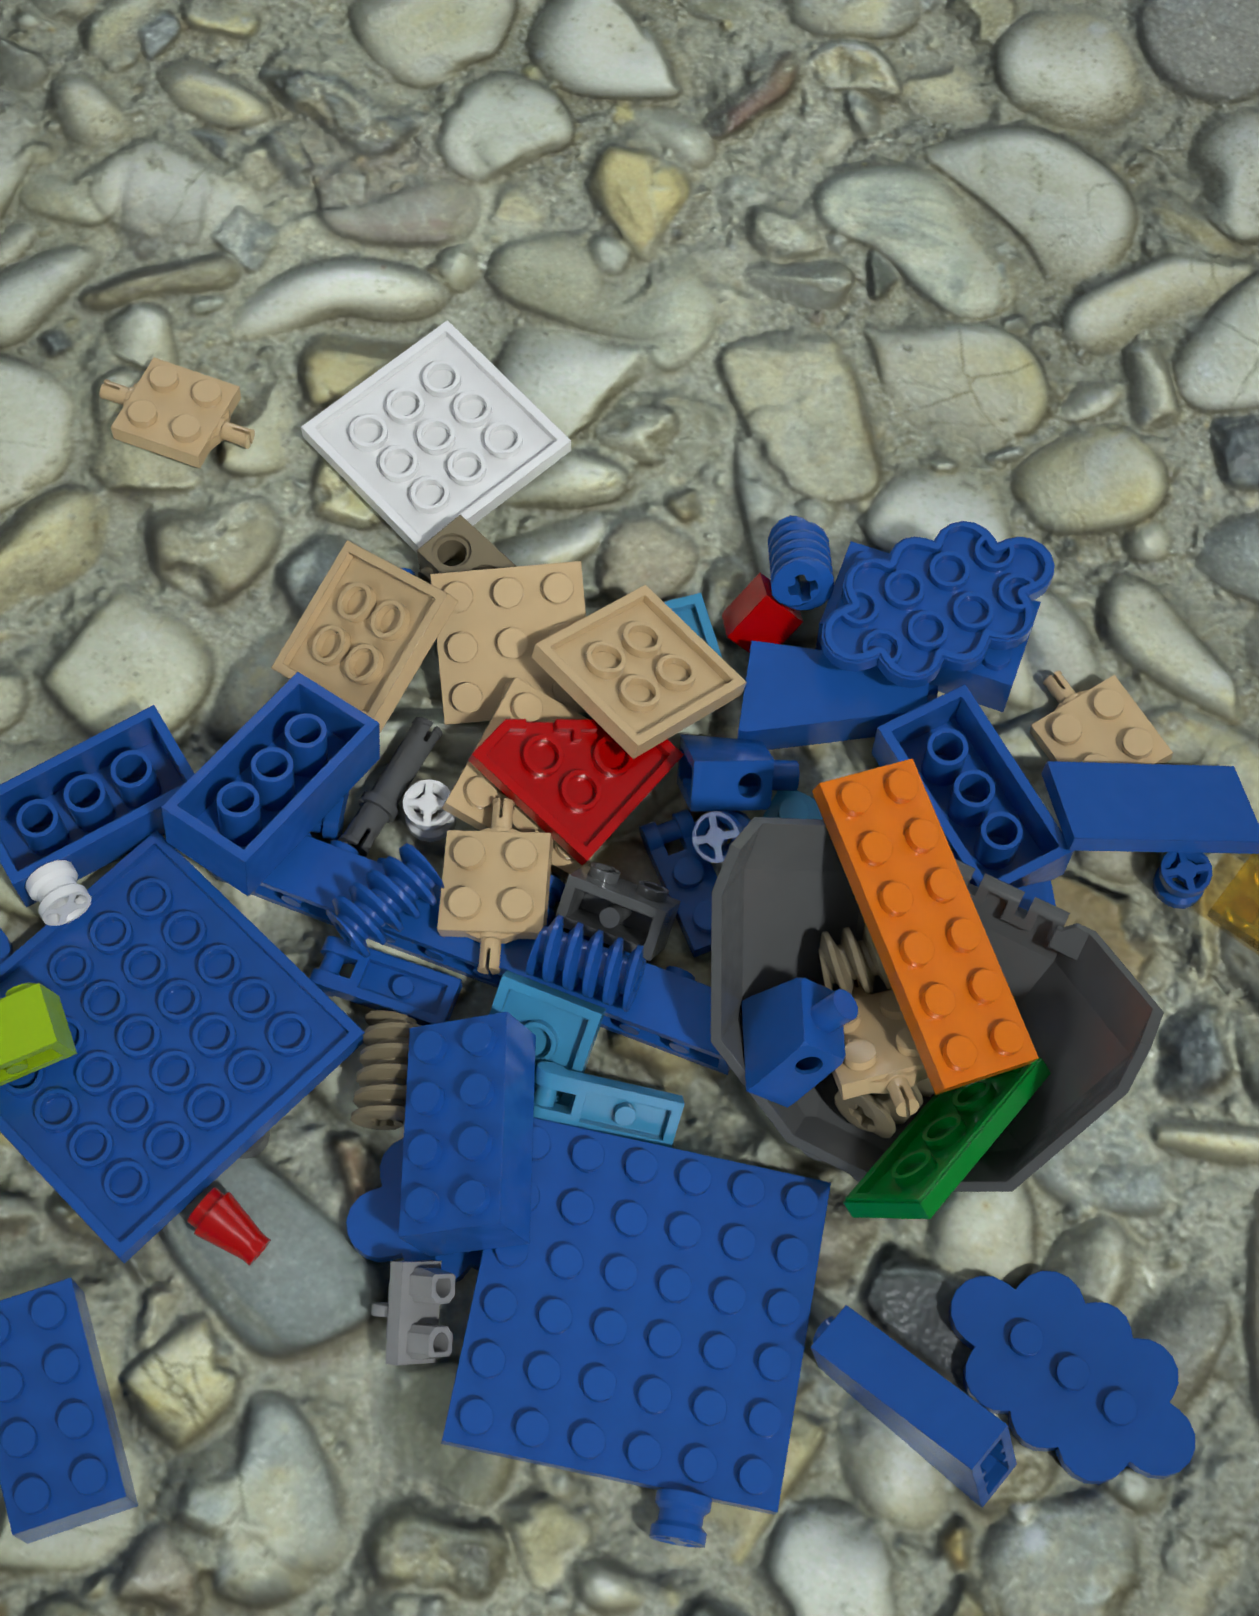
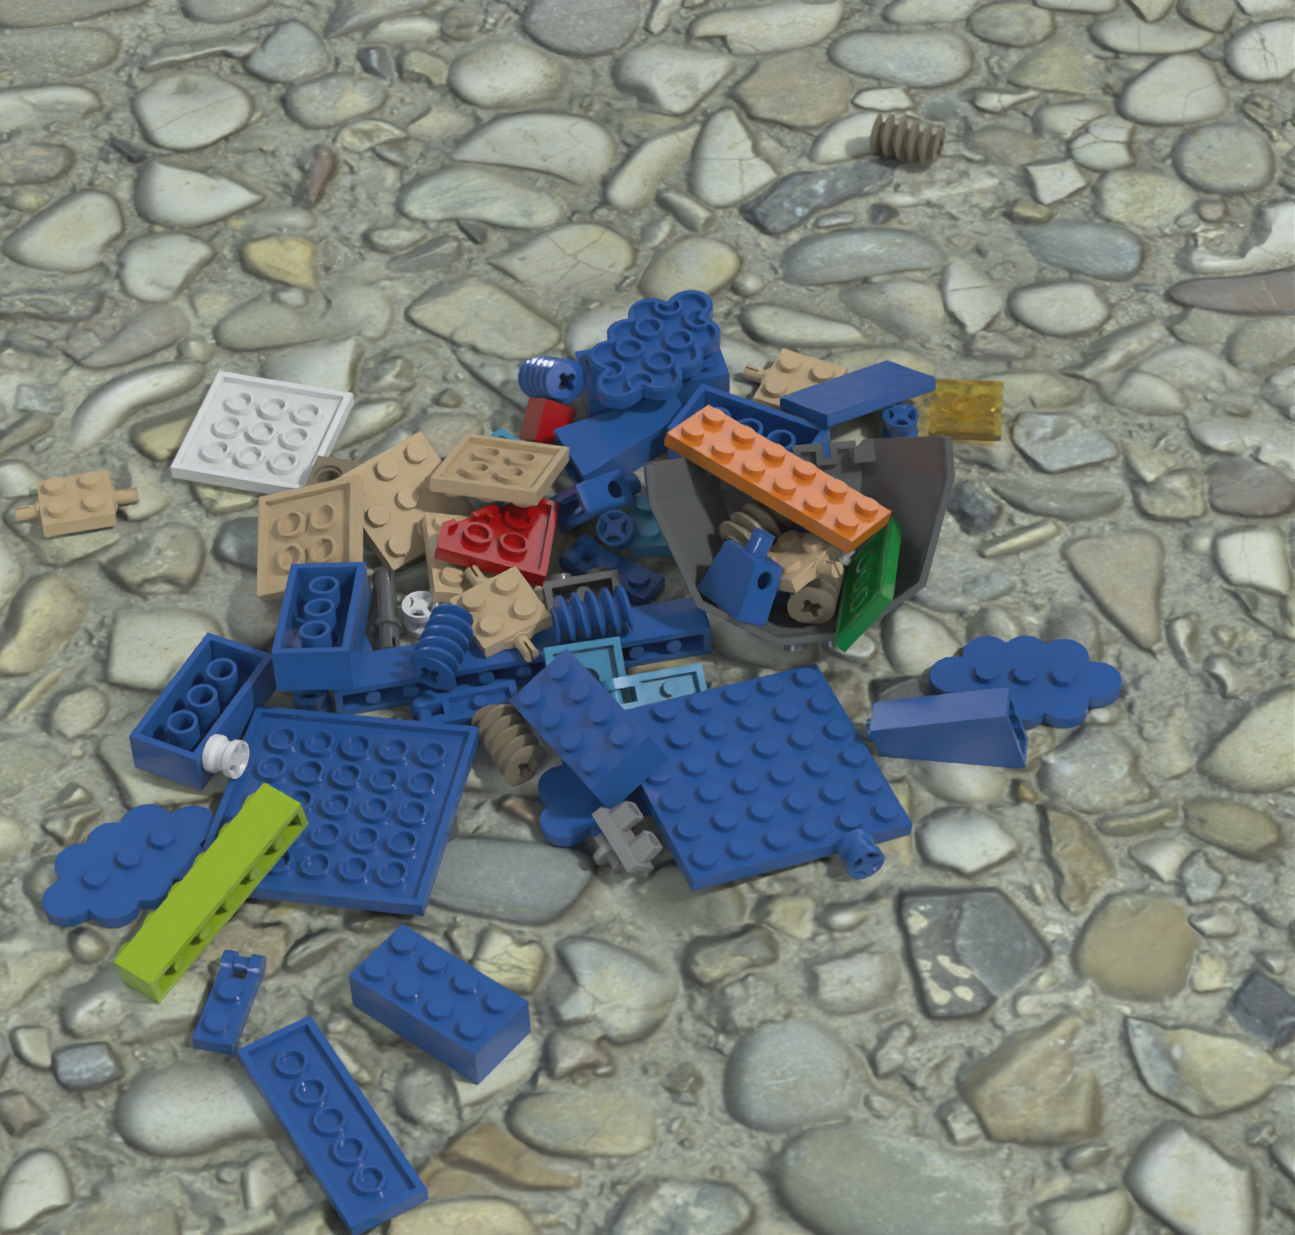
camera: 30 degrees left, 20 degrees down
(228, 1226) = (472, 868): red cone -> none

